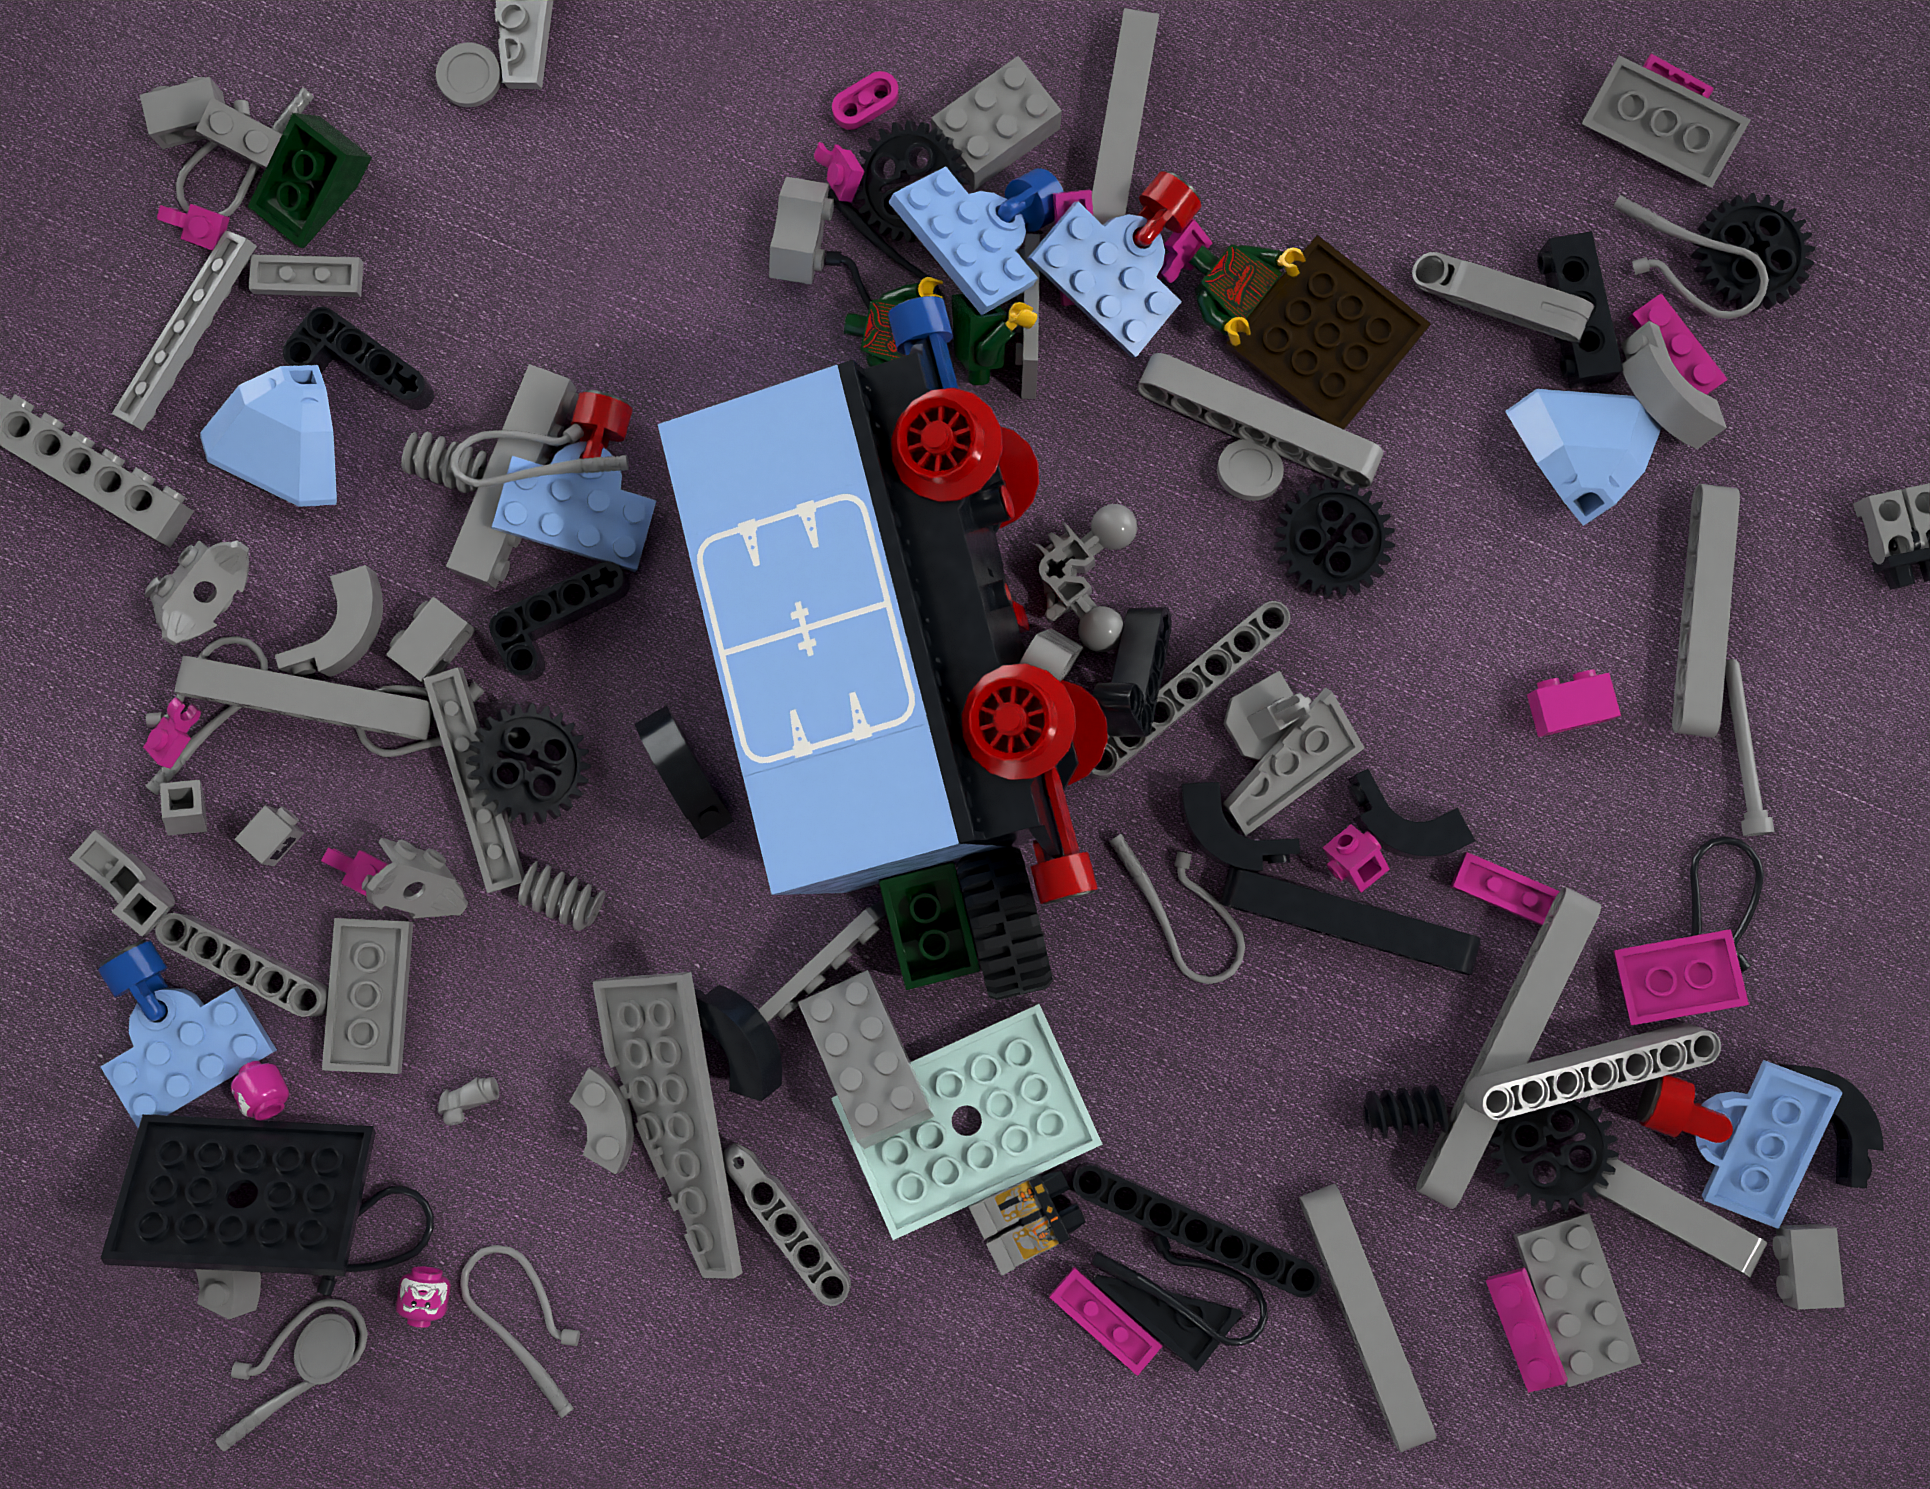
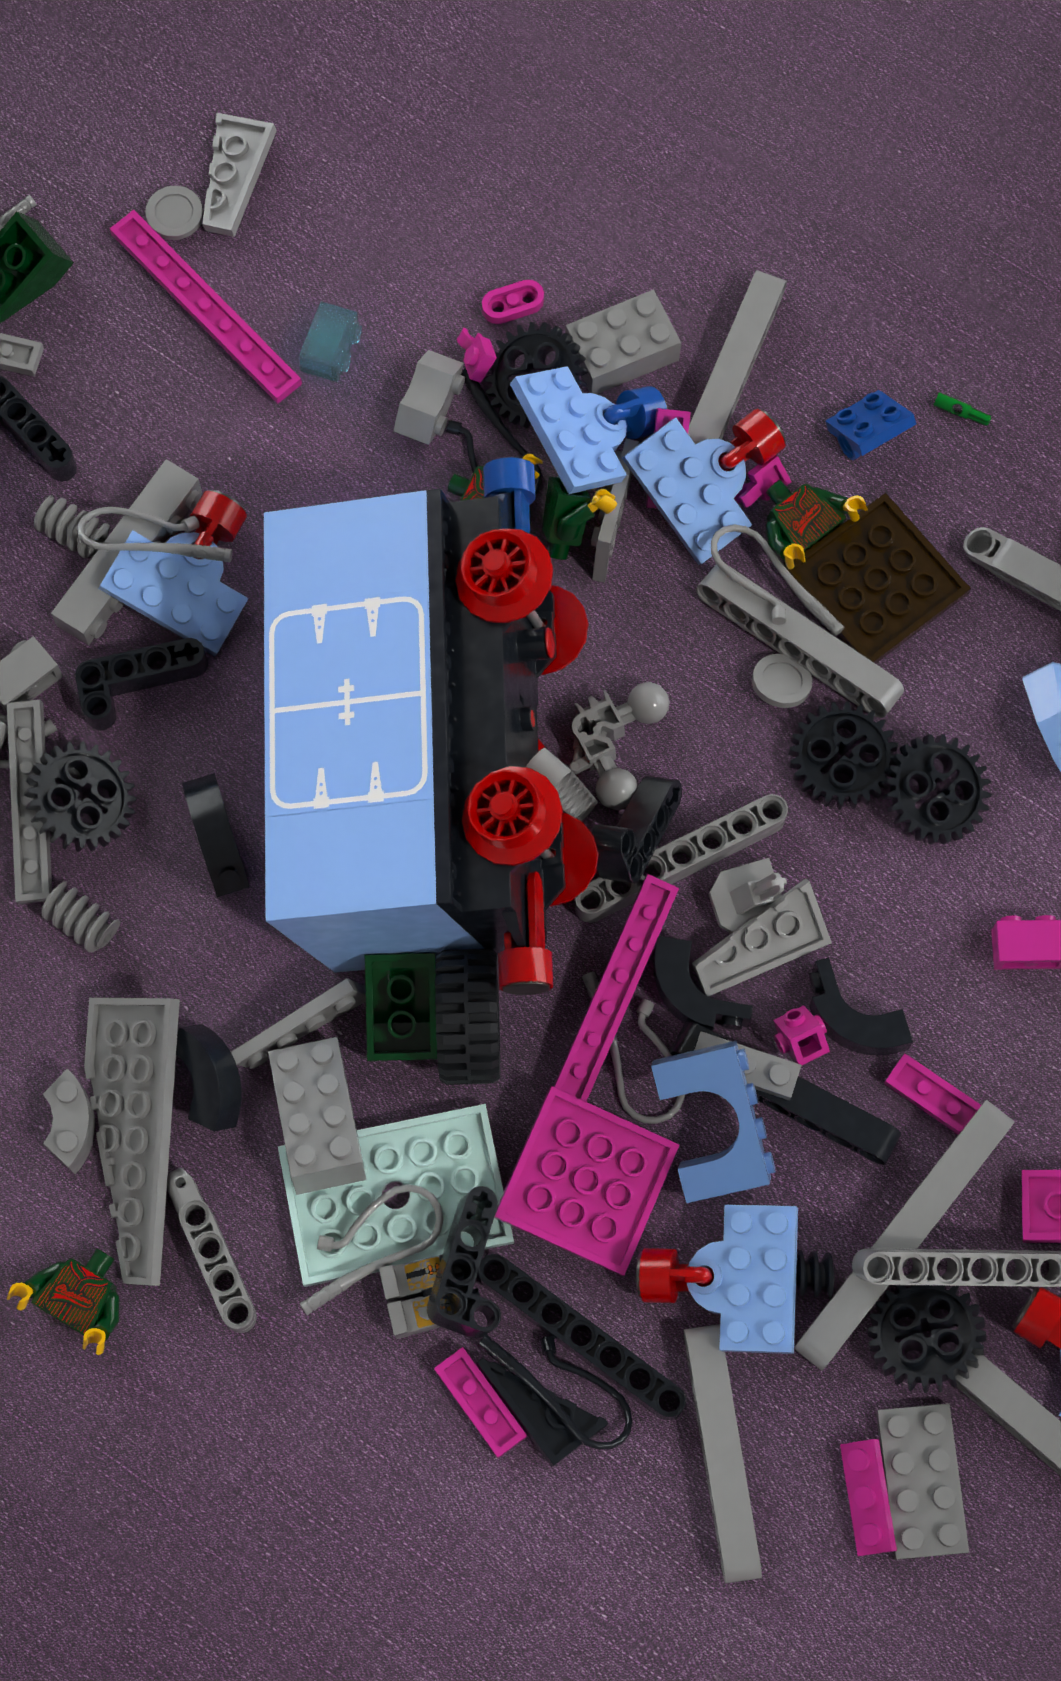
camera: 10 degrees right, 10 degrees down
(529, 176) = (206, 306): none -> dark pink plate
(657, 1307) = (75, 1297): none -> dark green torso
(676, 189) = (330, 341): none -> clear light blue brick
(908, 1192) = (327, 1244): none -> light grey piece
(1066, 1184) = (469, 1261): none -> black beam
(1145, 874) = (616, 987): none -> dark pink plate
(1164, 1065) = (586, 1181): none -> dark pink plate
(1233, 397) = (778, 611): none -> light grey piece
(1284, 160) = (869, 424): none -> blue plate
(1285, 925) = (719, 1071): none -> medium blue arch
(1305, 906) = (765, 1070): none -> light grey plate
(1350, 1136) = (742, 1278): none -> light blue plate
(1360, 118) = (946, 403): none -> green pin
(1463, 577) = (918, 764): none -> black gear

